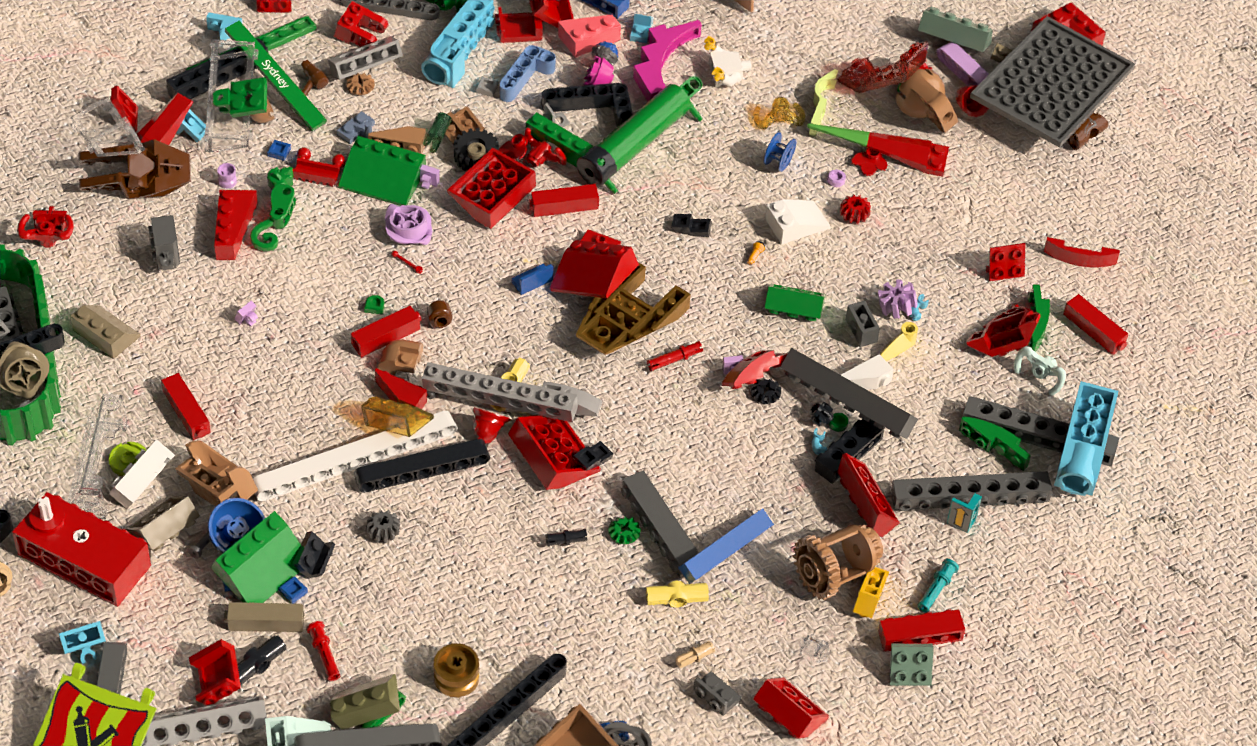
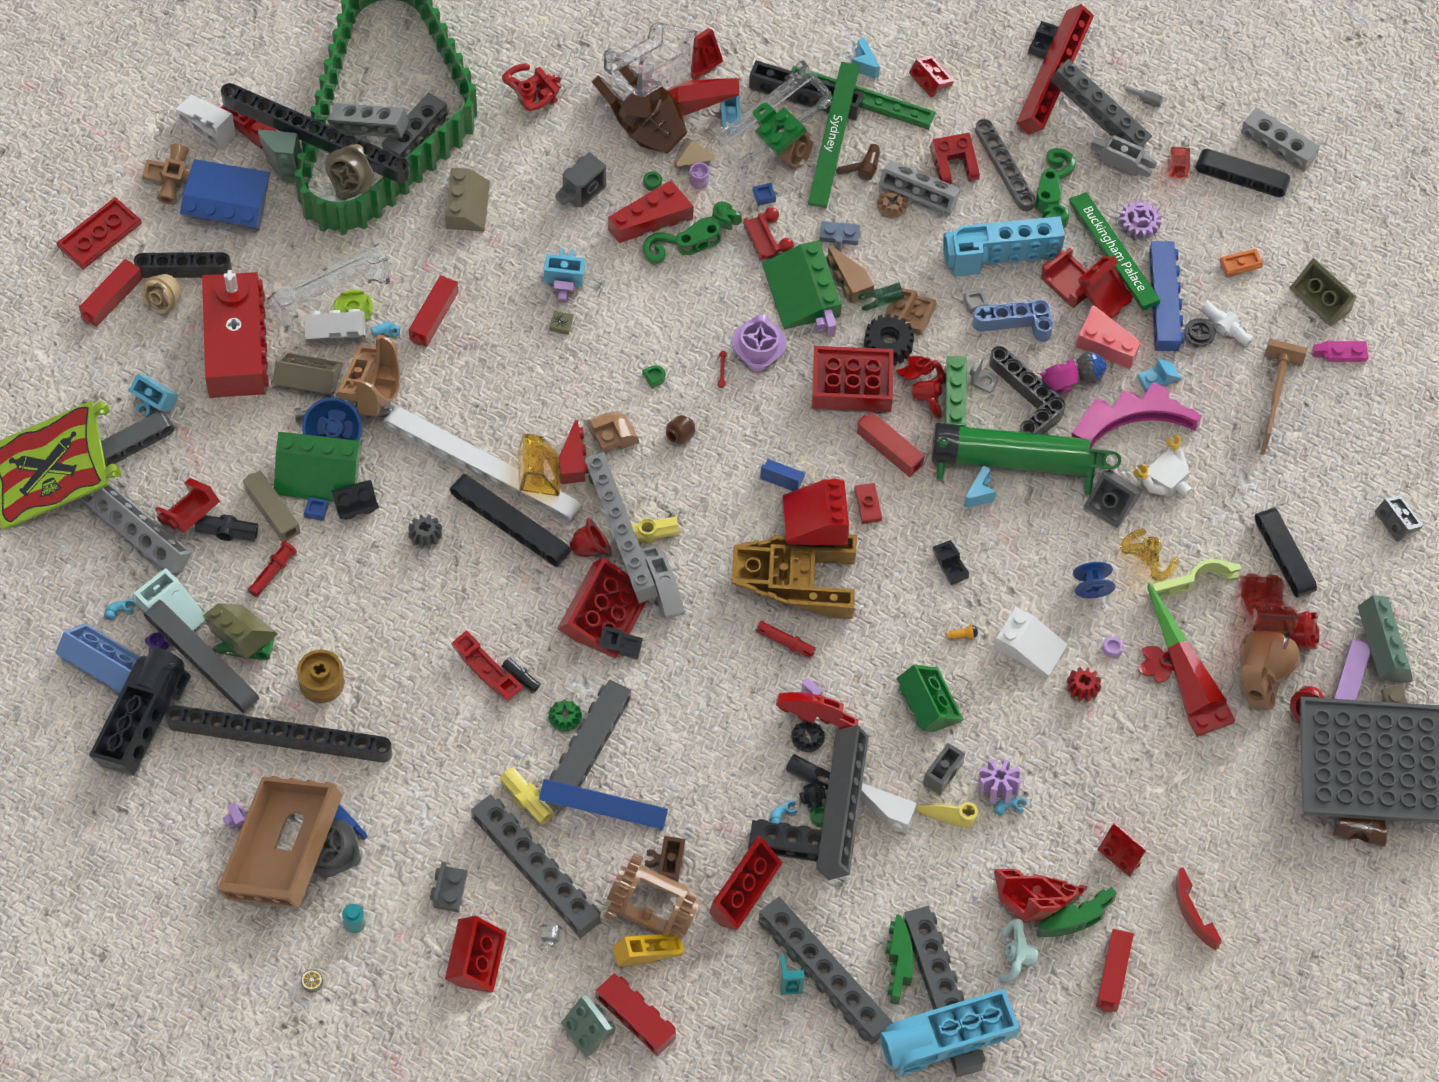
camera: 55 degrees right, 10 degrees up
(175, 444) = (386, 328): none -> medium azure arm
(201, 207) = (652, 180): none -> green tile
(203, 168) = (692, 153): none -> tan slope
(231, 300) = (564, 268): none -> medium azure brick
(273, 334) = (561, 322): none -> olive tile
(385, 331) = (629, 402): red brick -> none
(476, 151) = (879, 339): dark tan tile -> none
(543, 557) = (485, 667): none -> red slope
(648, 174) = (979, 491): none -> medium azure slope
(695, 654) = (474, 847): tan axle -> none
(719, 106) = (1113, 498): none -> dark grey slope
(736, 629) = (581, 922): none -> dark grey brick
(796, 406) = (807, 770): none -> black piece
(805, 524) = (670, 859): none -> reddish brown brick
(840, 43) = (1285, 552): none -> black beam
(941, 579) = (706, 1000): teal pin -> none

